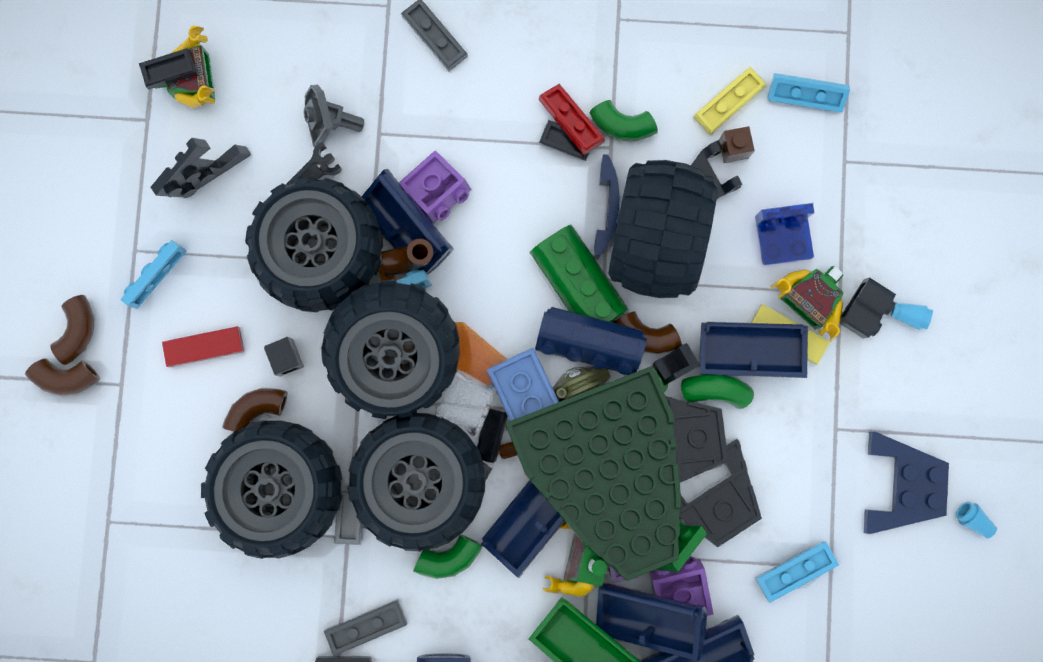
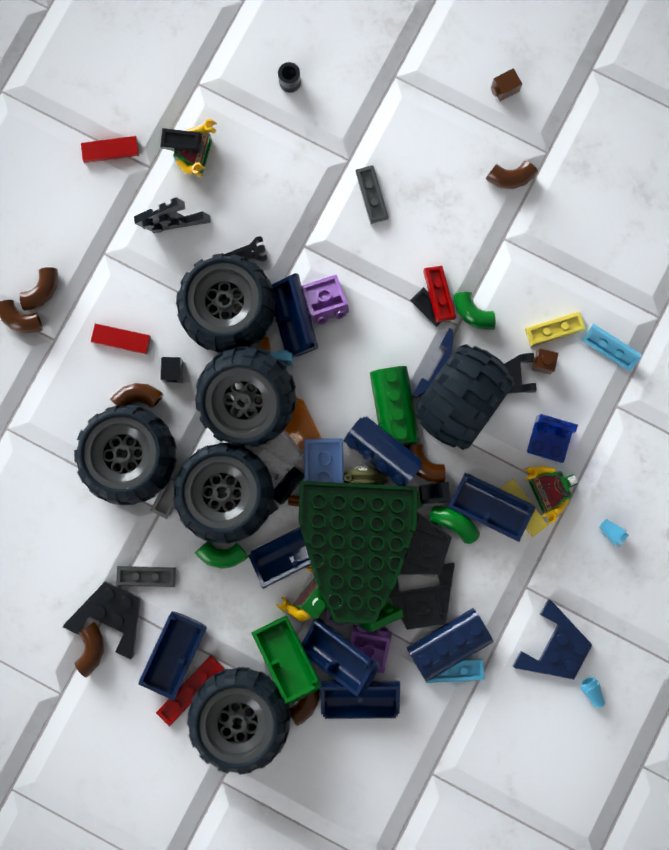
camera: 25 degrees right, 0 degrees up
(85, 119) = (109, 149): none -> red tile
(153, 274) = (108, 275): medium azure plate -> none
(326, 116) = (272, 219): dark grey piece -> none
(407, 258) = (284, 340): reddish brown cylinder -> none
(778, 541) = (450, 644): none -> dark blue container
(867, 308) = (584, 513): black brick -> none

